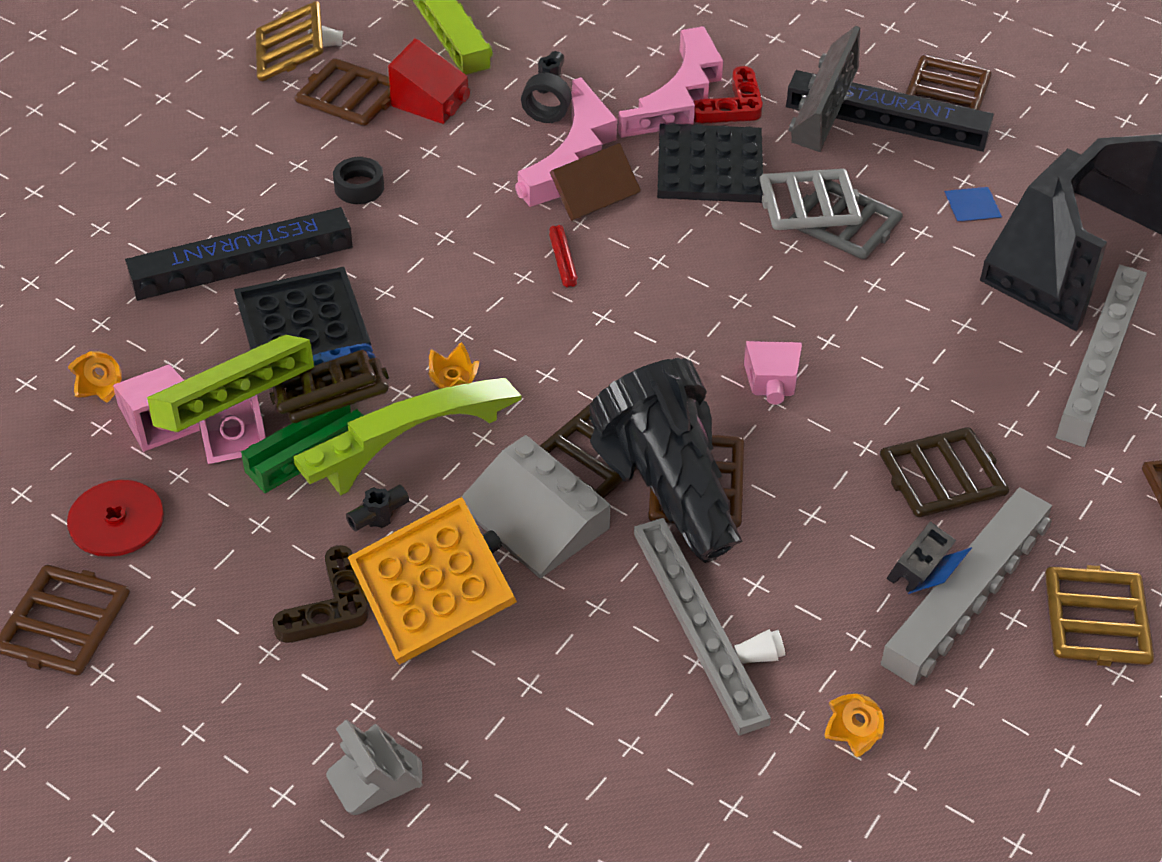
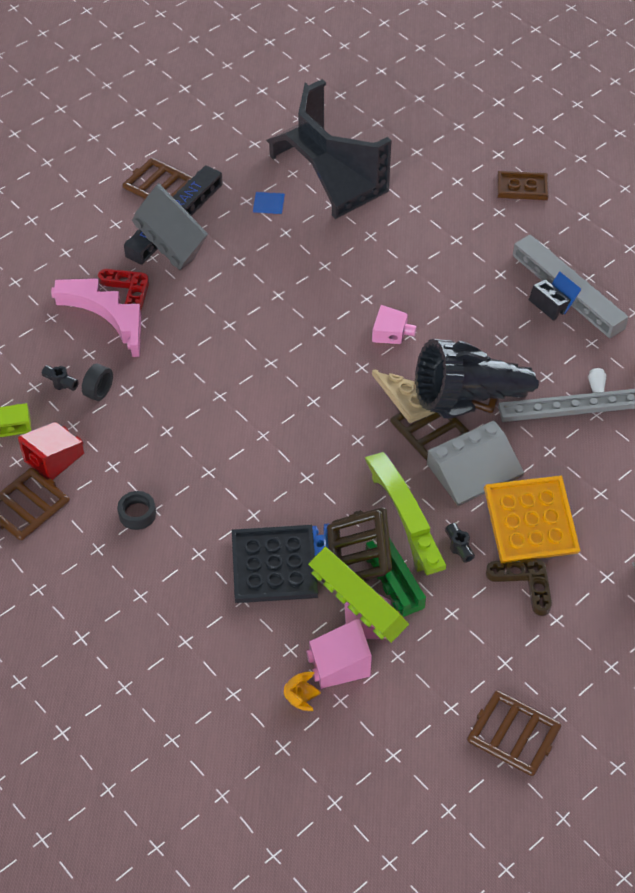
camera: 75 degrees left, 5 degrees up
(98, 534) = (432, 710): red piece -> none
(239, 253) = (194, 594): black brick -> none
(452, 370) = (356, 478): light orange piece -> none
(563, 256) = (253, 409): red axle -> none
(590, 130) = (128, 367): bright pink arch -> none
(595, 181) = (195, 373): reddish brown tile -> none
(710, 163) = (186, 315): black plate -> none
(803, 221) = (252, 251): light grey bar -> none
(842, 241) = (259, 246): dark grey bar -> none
(944, 502) = (488, 295): dark brown bar -> none
(1101, 356) = (432, 190): light grey brick -> none
(1136, 603) = (607, 231): pearl gold bar -> none

